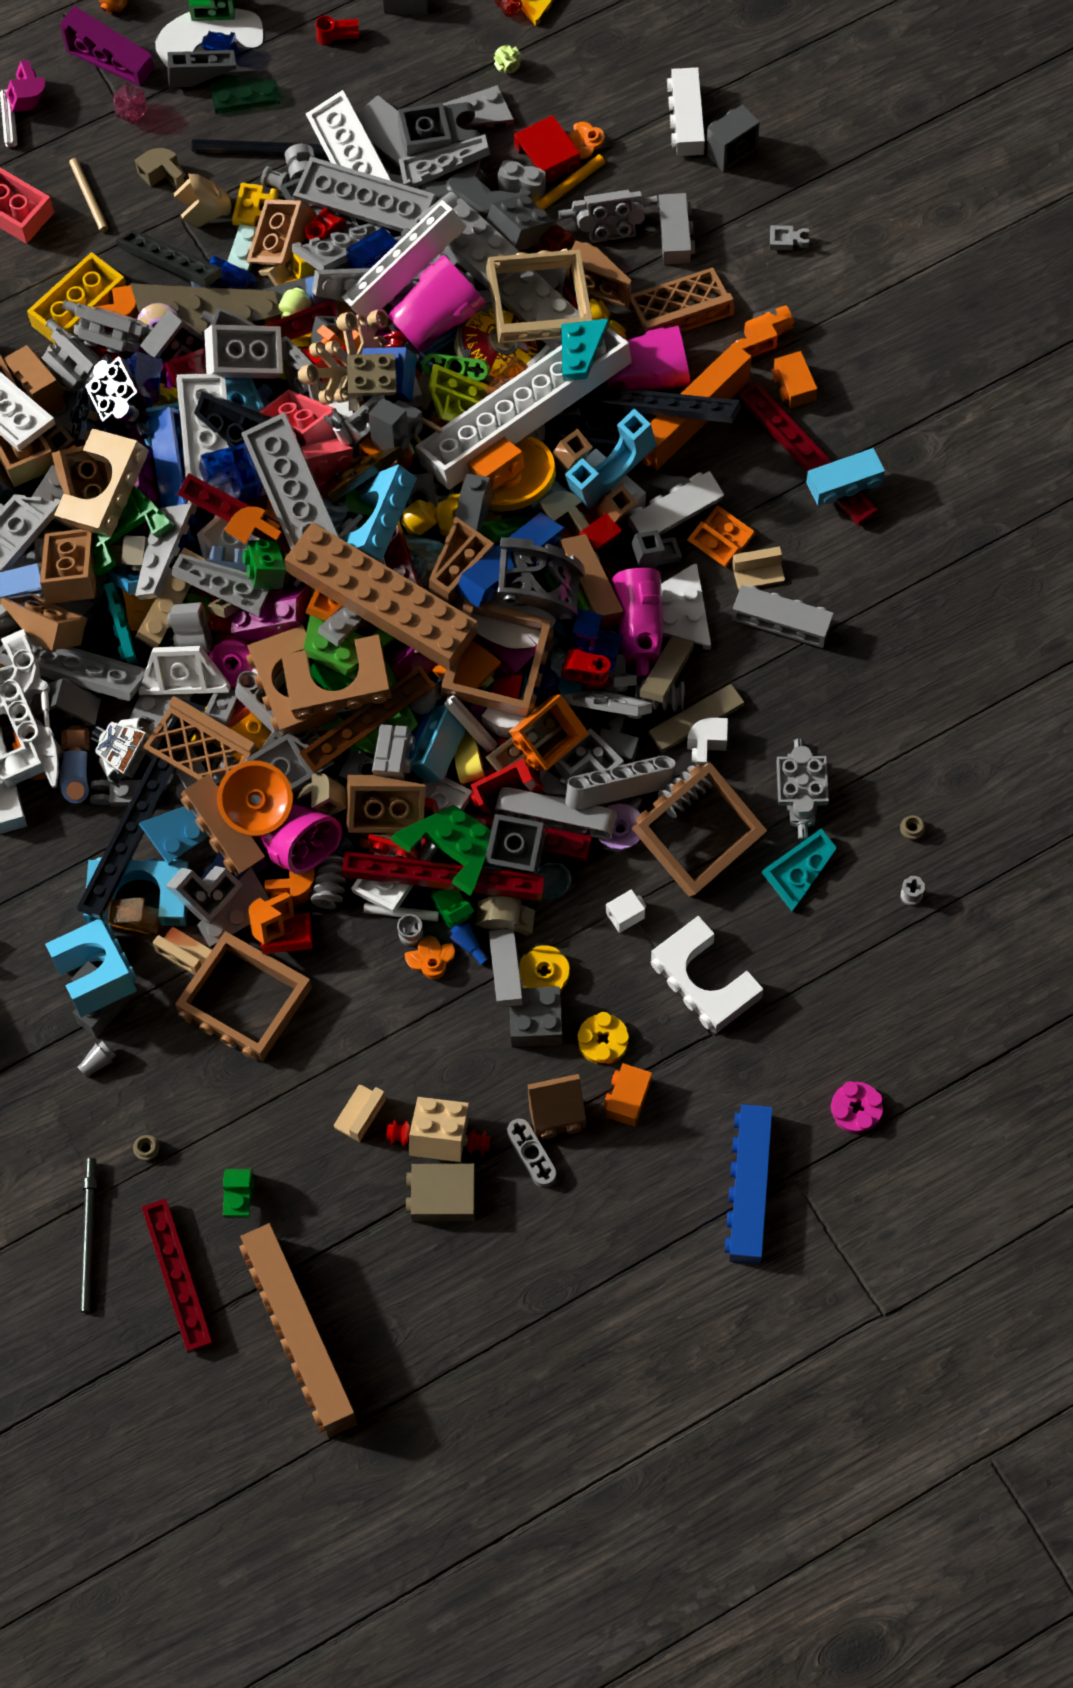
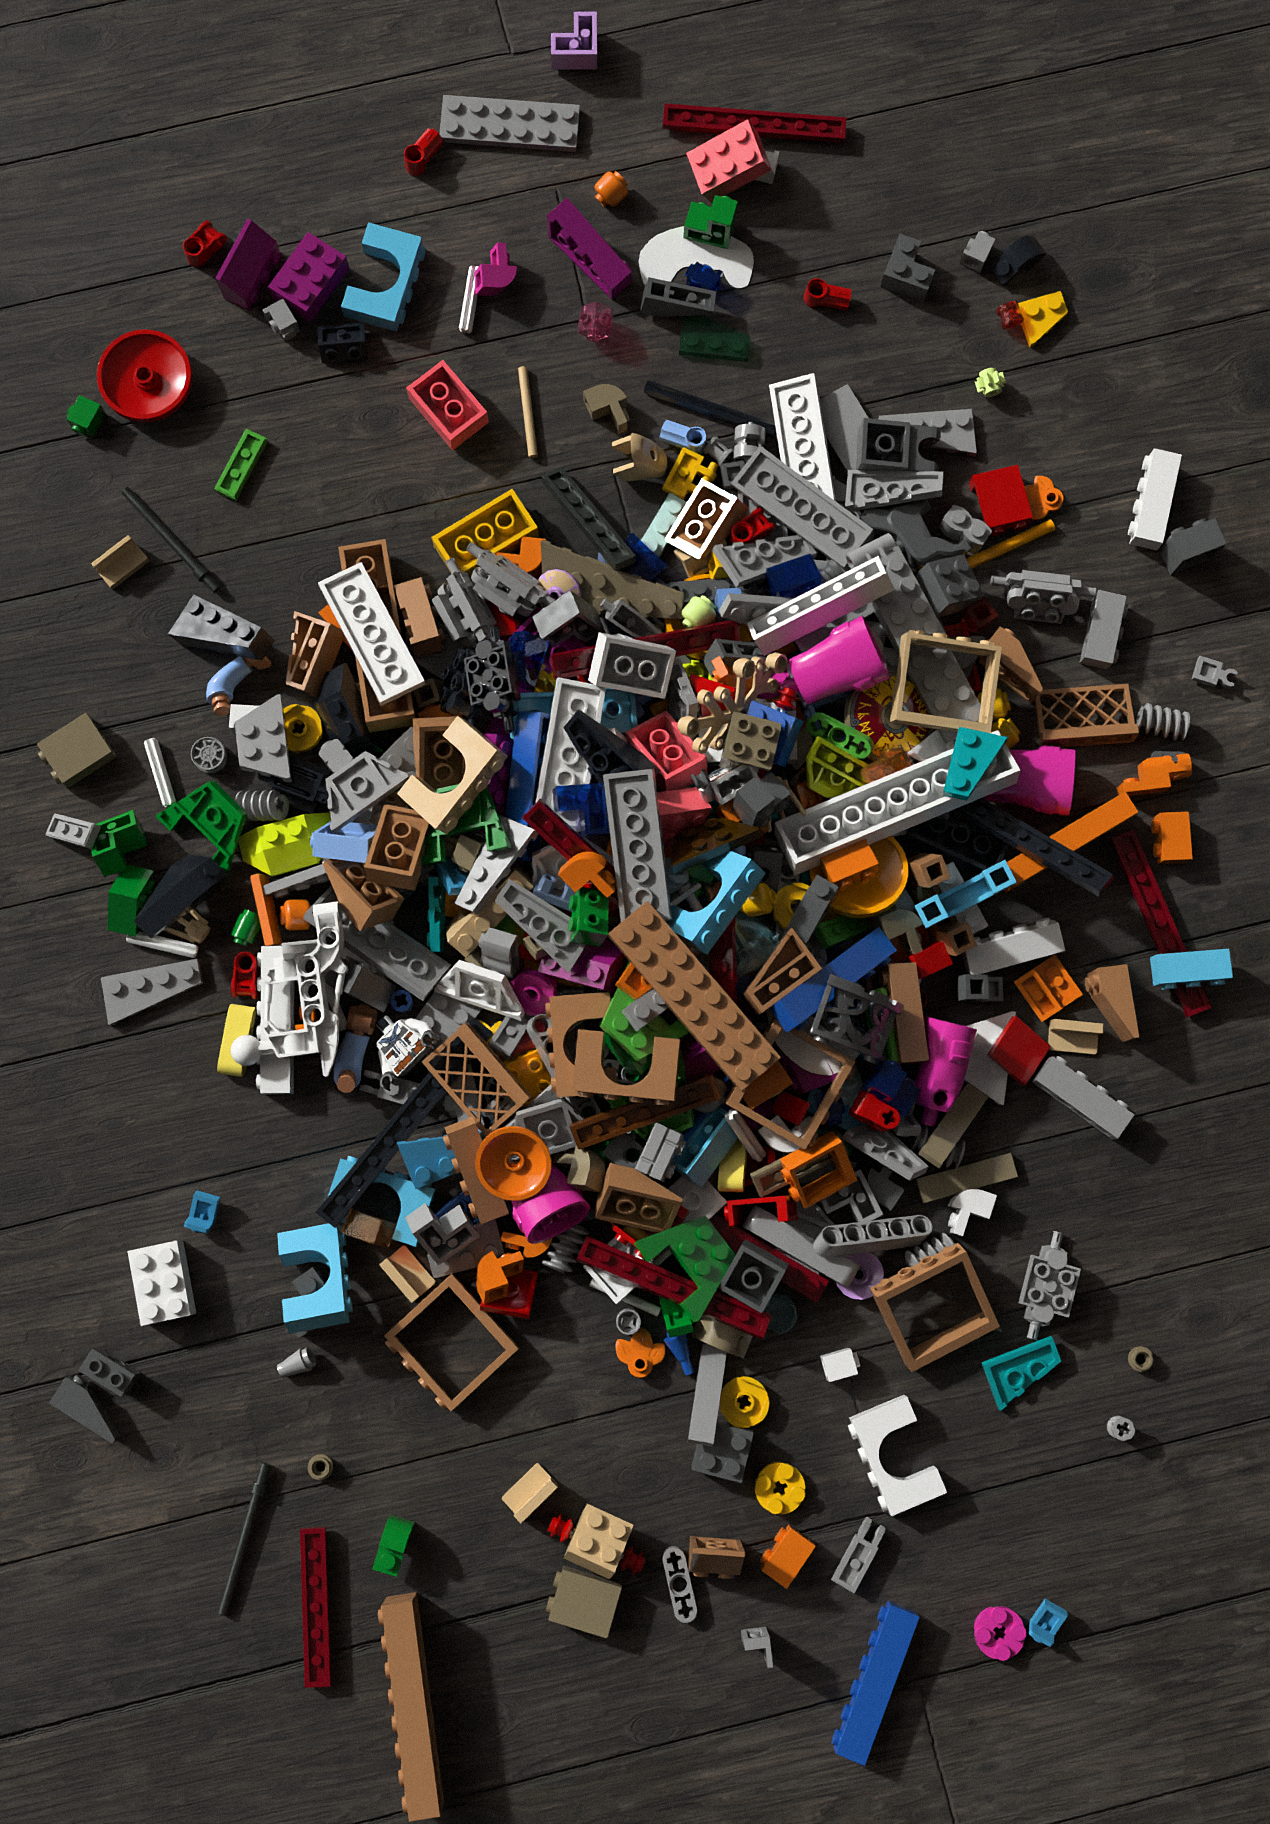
camera: 10 degrees right, 15 degrees up
(110, 711) = (401, 994): none -> dark blue bush
(234, 175) = (681, 436): none -> light blue piece
(623, 1171) = (757, 1639): none -> light grey panel
(697, 1079) = (857, 1557): none -> light grey hinge
(709, 593) = (1018, 1050): none -> red tile
(754, 286) = (1163, 720): none -> light grey piece
(782, 522) = (1113, 996): none -> medium nougat slope
(898, 1081) = (1046, 1622): none -> dark azure bracket

